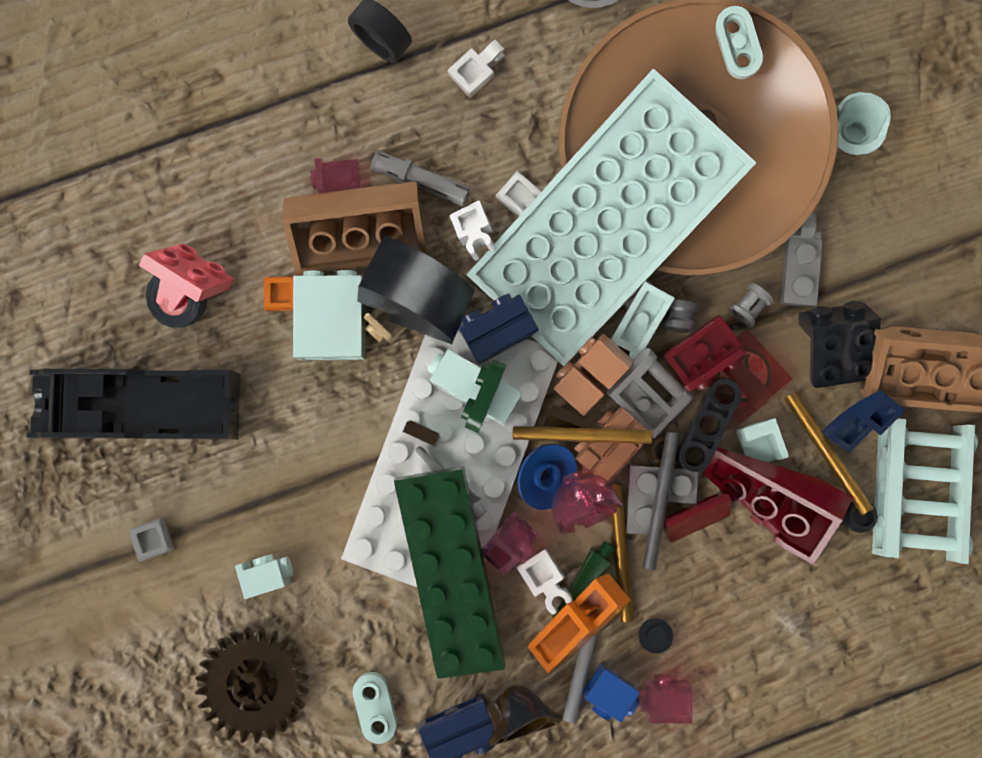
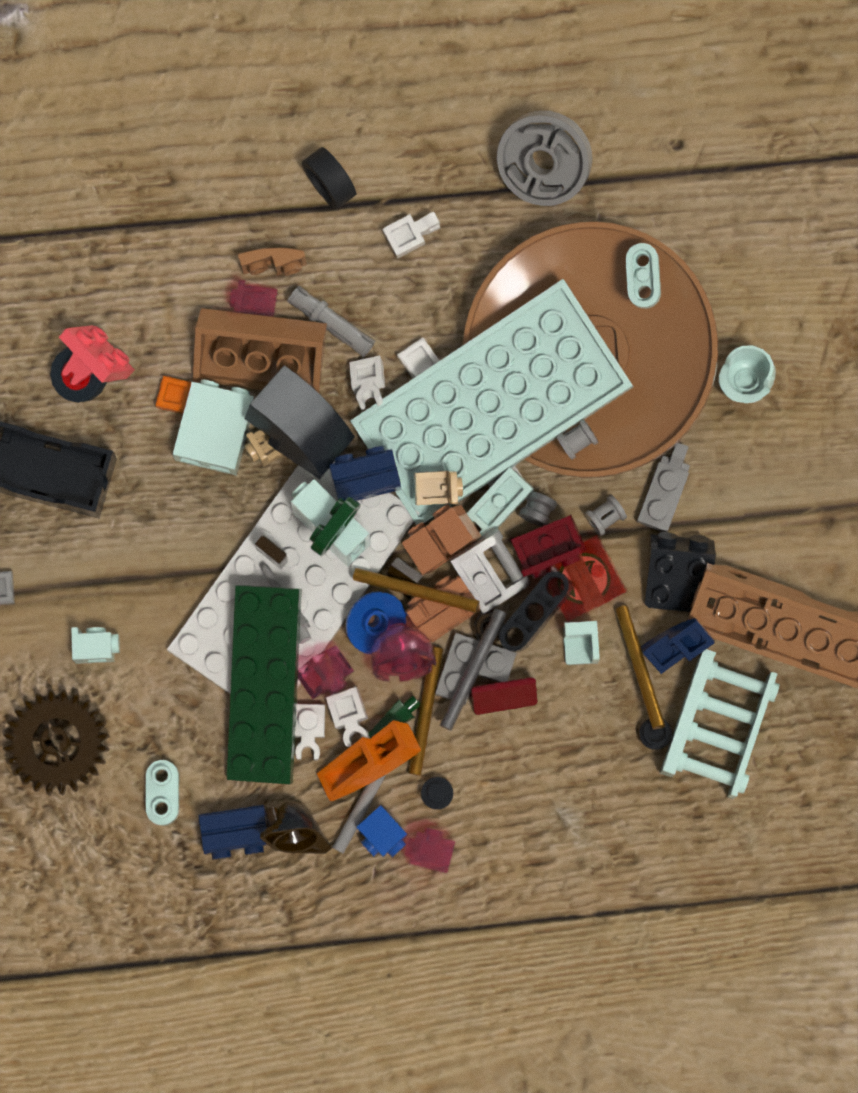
camera: 10 degrees right, 5 degrees down
(357, 127) = (284, 260): none -> medium nougat slope
(506, 600) = (309, 725): none -> white plate
(576, 322) = (437, 487): none -> tan bracket
(709, 234) = (577, 439): none -> light grey bush
(792, 505) = (593, 705): dark red wedge -> none

